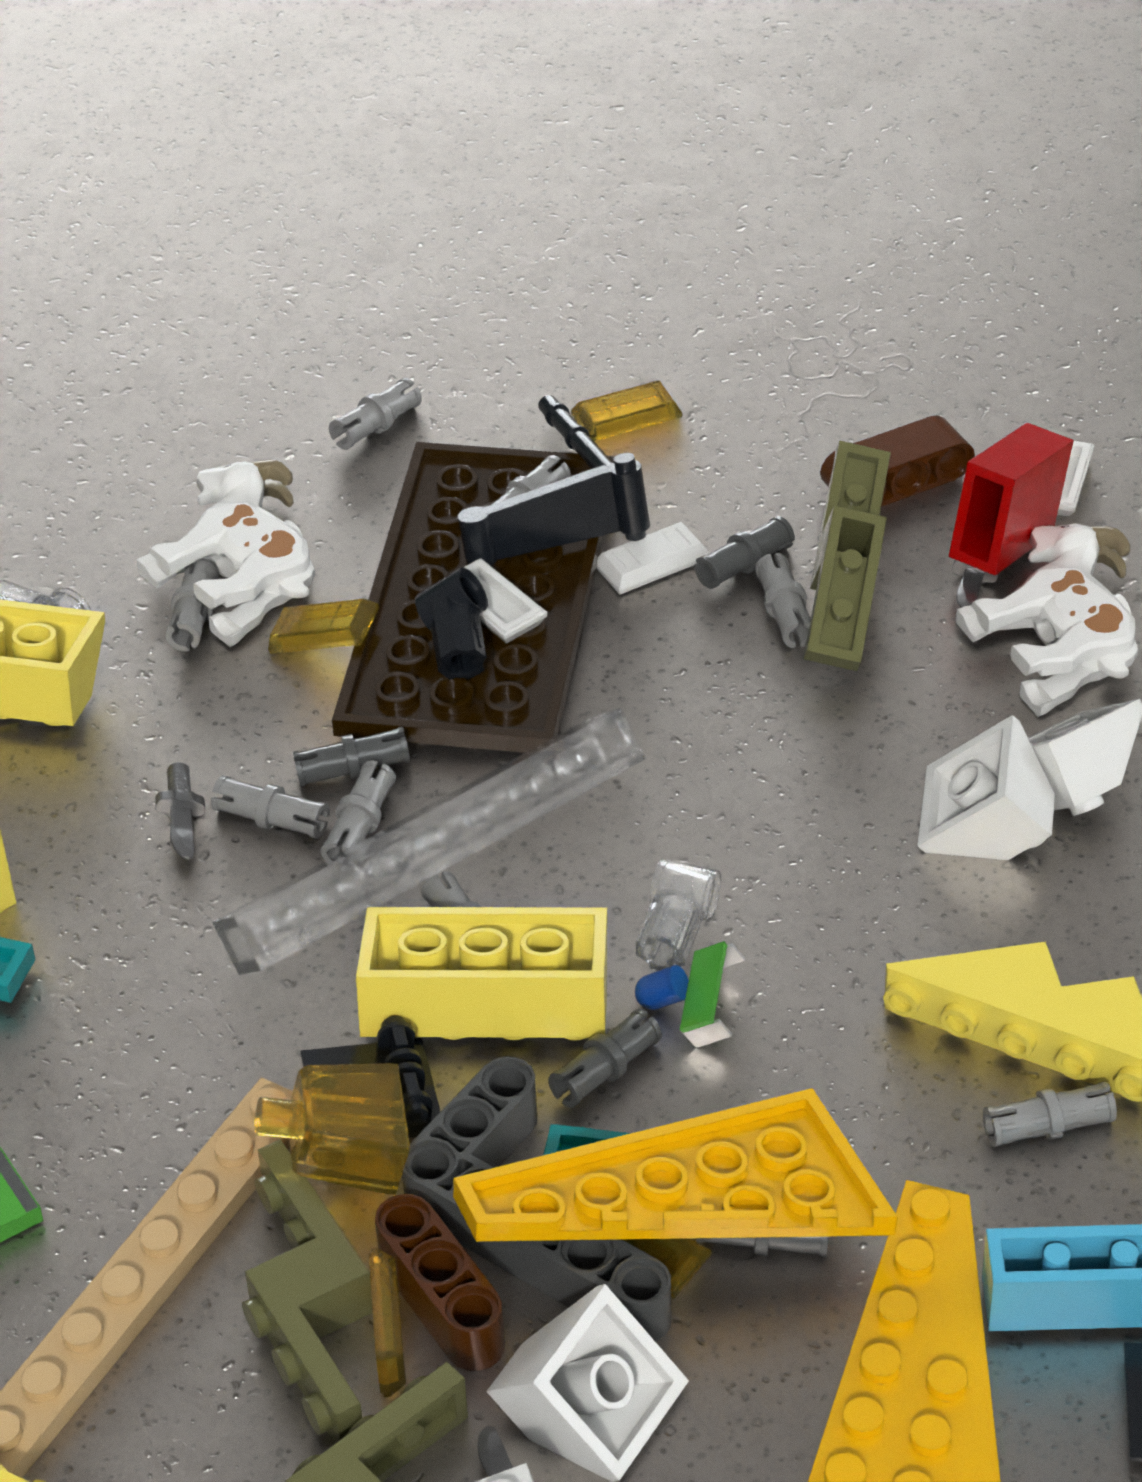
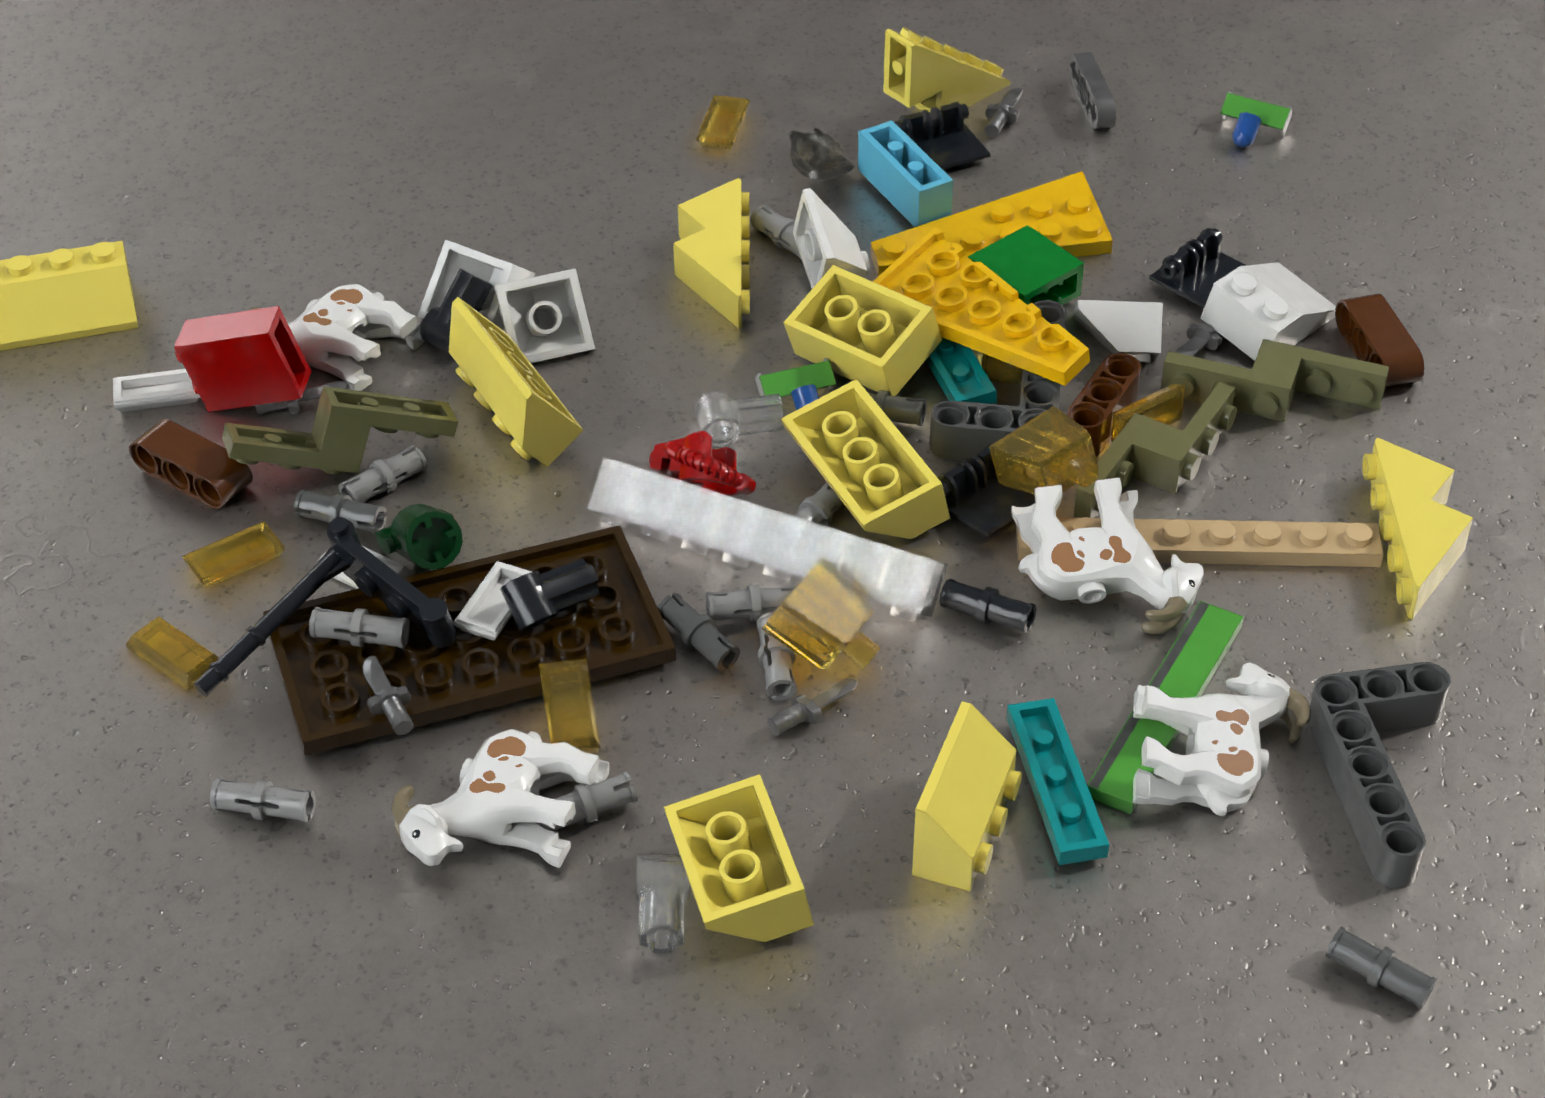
camera: 120 degrees left, 0 degrees up
(158, 1119) = (1103, 558): none -> white animal
(195, 1006) = (987, 605): none -> black pin
(263, 832) = (824, 619): none -> clear yellow torso
(412, 494) = (387, 699): none -> flat silver piece
(615, 819) = (697, 463): none -> red piece
(640, 581) = (423, 536): none -> dark green piece
(725, 1049) = (863, 330): none -> light yellow brick
(738, 473) = (234, 554): none -> clear yellow tile
(763, 1316) = (1034, 266): none -> green brick
(842, 693) = (509, 386): none -> light yellow slope
(927, 1082) = (825, 240): none -> white slope
(1036, 706) = (436, 323): none -> black piece

